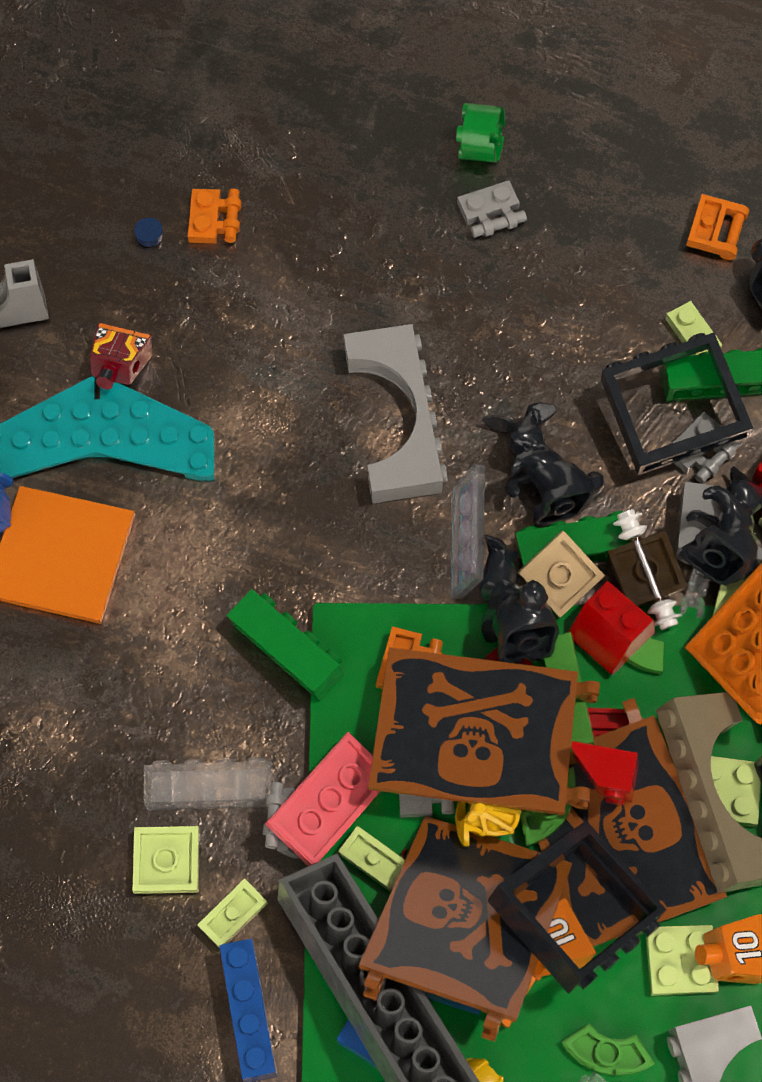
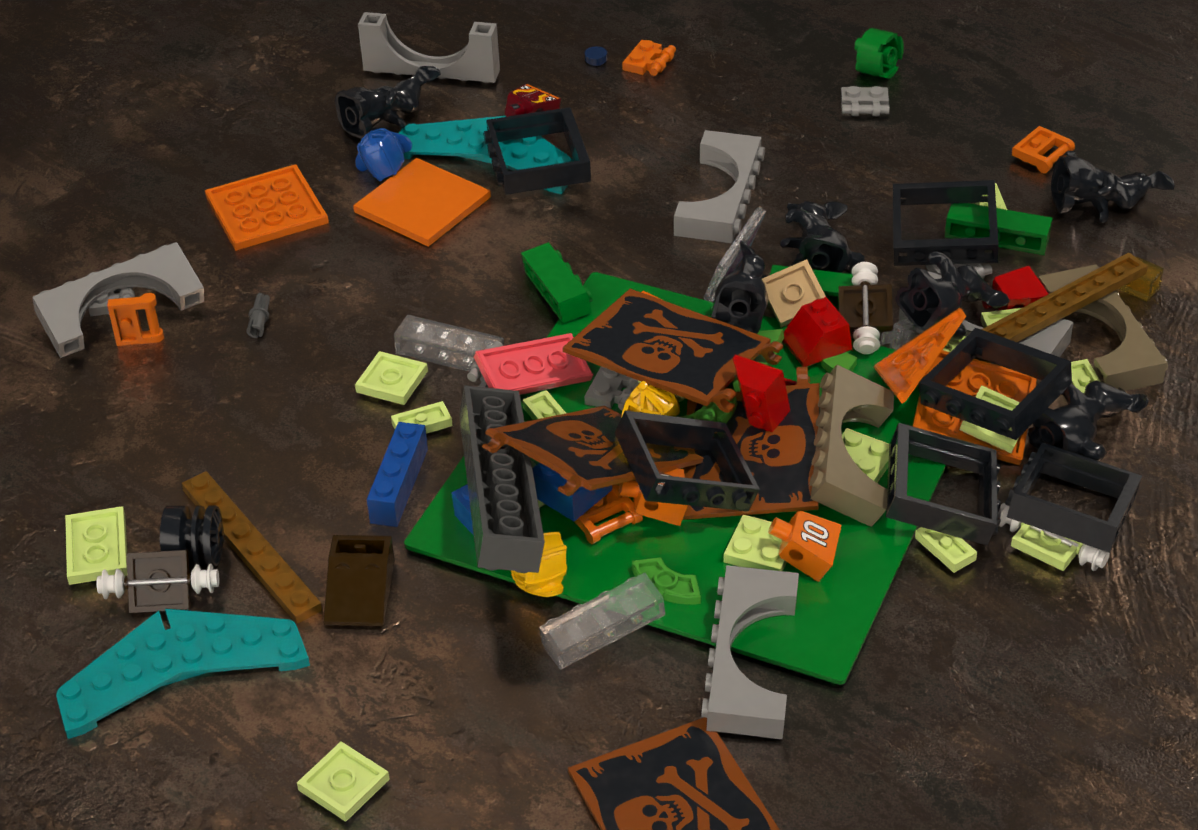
camera: 25 degrees right, 25 degrees down
(141, 395) = (536, 125): none -> black window

